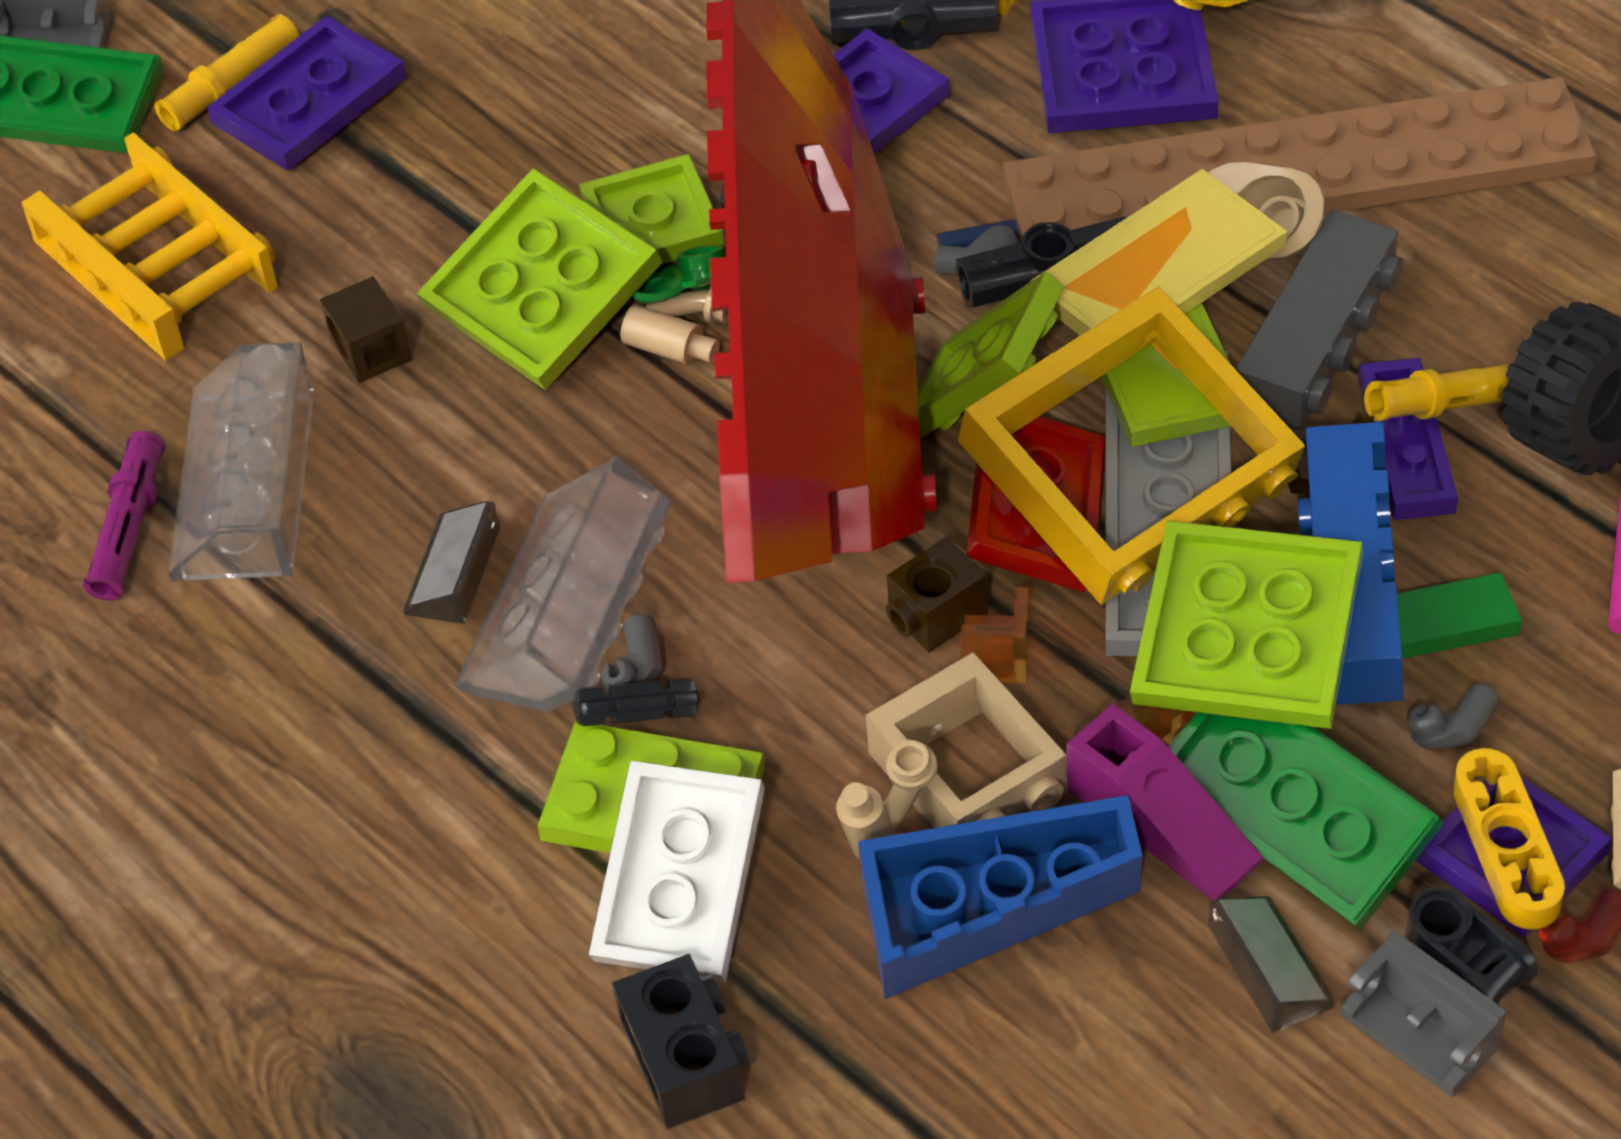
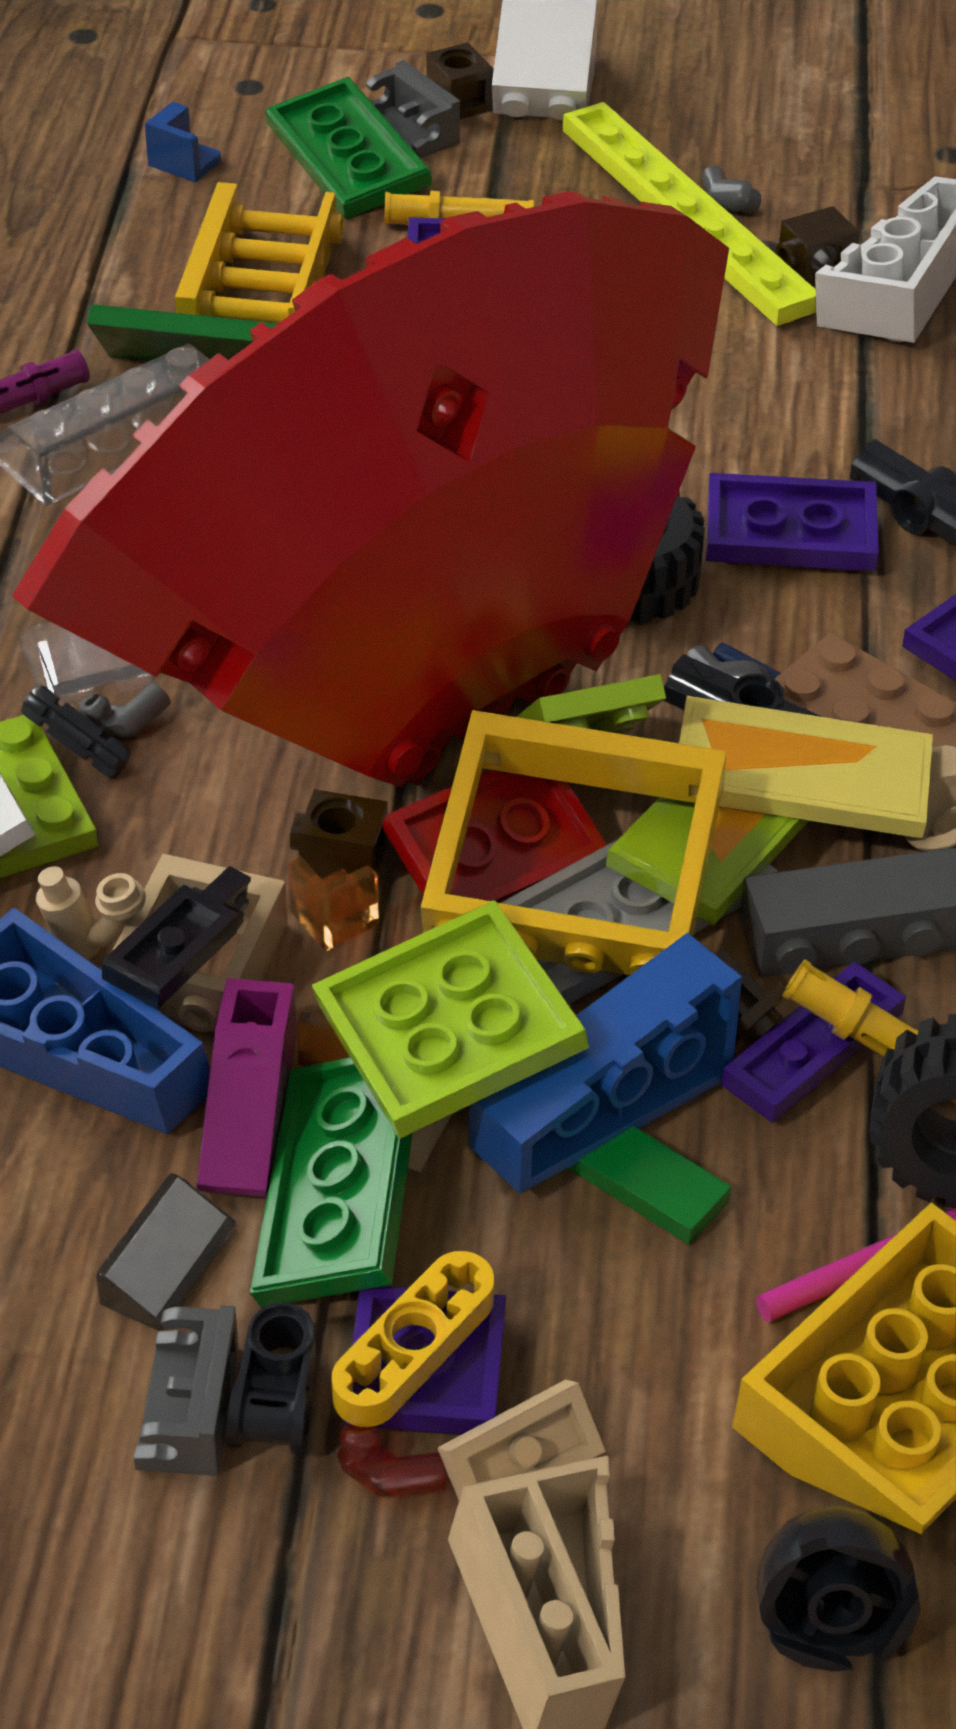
camera: 45 degrees right, 5 degrees down
(244, 329) = (152, 333): none -> green tile
(1006, 748) = (178, 939): none -> black hinge
(1441, 730) = (530, 1249): dark grey arm -> none

